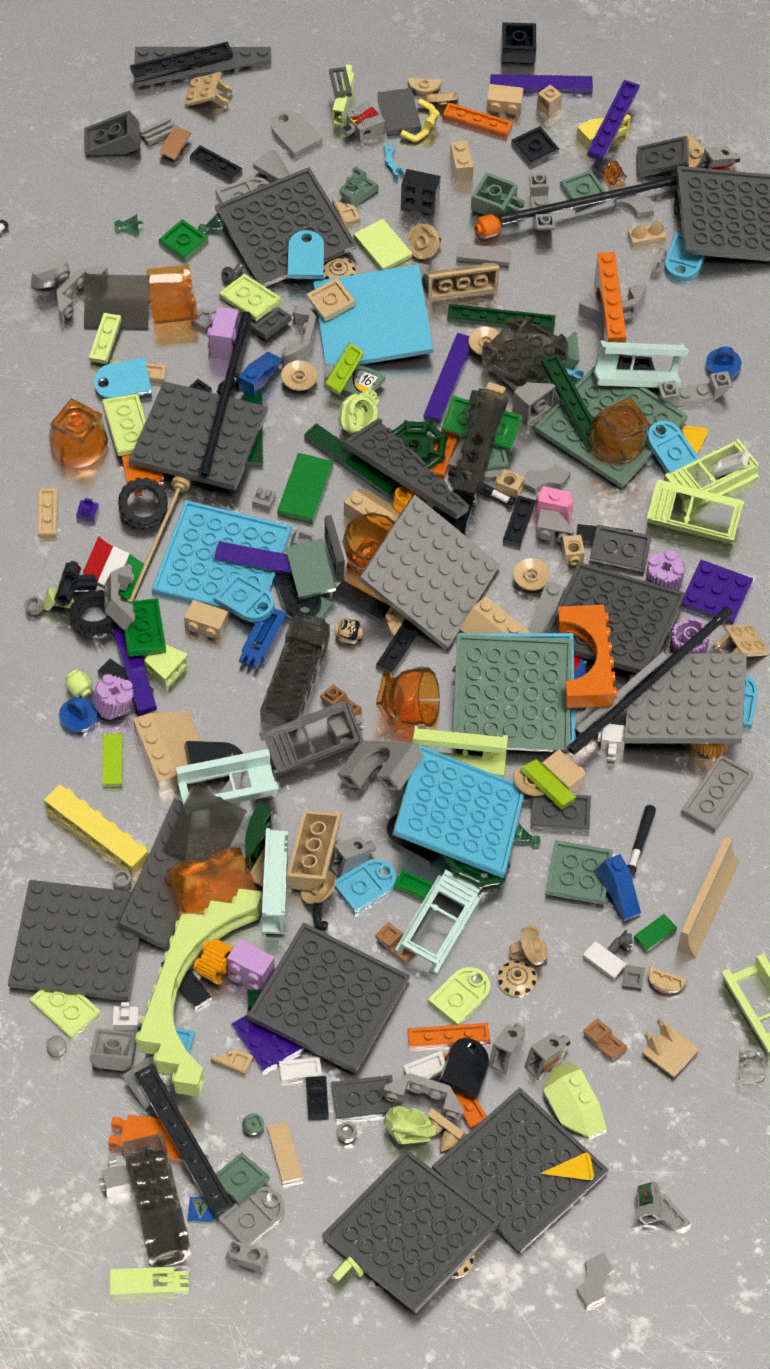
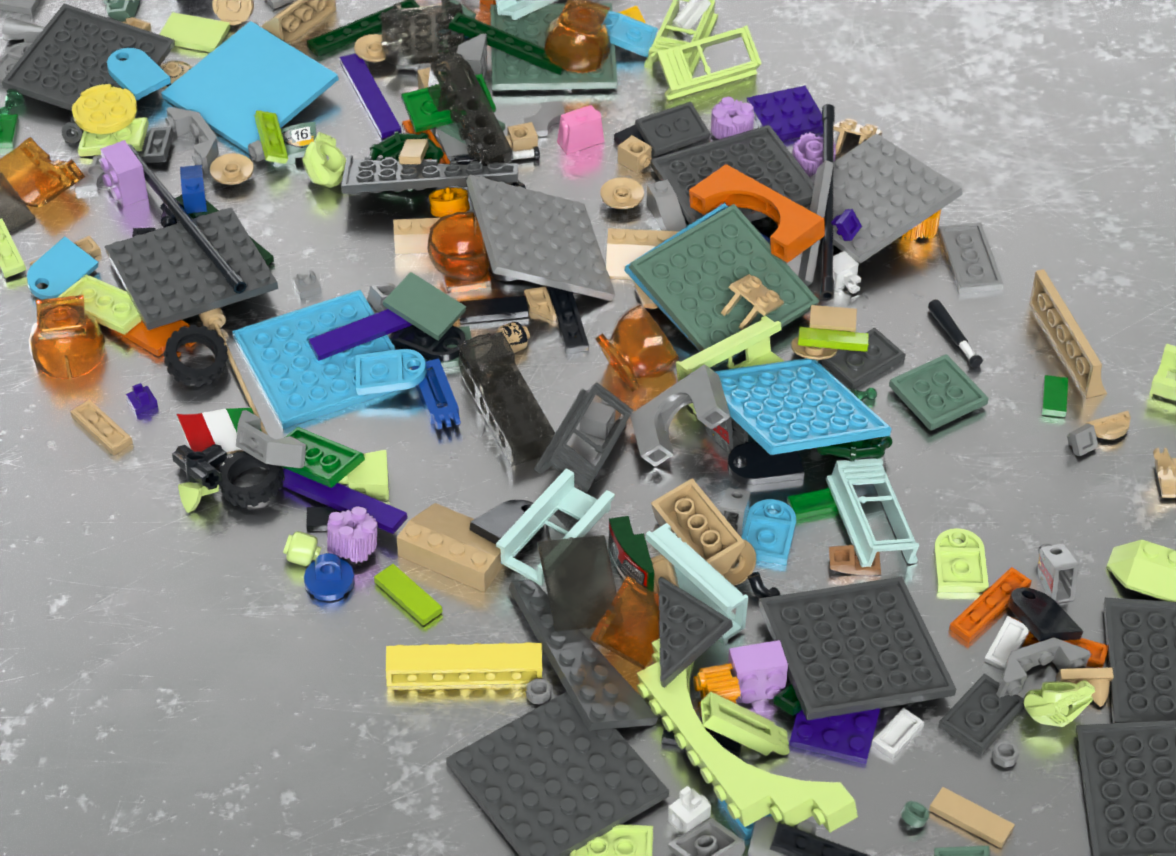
camera: 40 degrees left, 10 degrees down
(34, 605) = (177, 512): light grey tile -> none
(200, 986) = (743, 725): none -> yellowish green hinge
(206, 619) = (366, 413): tan brick -> none
(233, 908) = (685, 629): none -> dark grey tile
(234, 1060) = (833, 770): tan tile -> none
(259, 272) = (104, 109): none -> light yellow tile
(305, 487) = (336, 253): green tile -> none
(317, 1097) = (941, 746): black slope -> none
(331, 299) = (197, 92): tan plate -> none
(334, 447) = (354, 206): dark green tile -> none
(334, 548) = (427, 270): dark grey tile -> none
(335, 695) = (561, 399): medium nougat slope -> none
(418, 446) = (413, 151): none -> tan tile
(514, 985) = (987, 515): tan dish -> none
(519, 521) = (560, 164): black tile -> none
(519, 717) = (757, 294): none -> tan plate
(529, 946) = (973, 479): tan tile -> none
(546, 1054) = (1096, 543): light grey torso -> none
(552, 526) = (596, 147): light grey slope -> none
(604, 960) = (1042, 447): white tile -> none
(604, 1040) = (1125, 511): medium nougat slope -> none
(620, 886) = (986, 373): blue slope -> none
(624, 940) = (1041, 416): dark grey plate -> none
(636, 709) = (847, 224): none -> dark purple tile

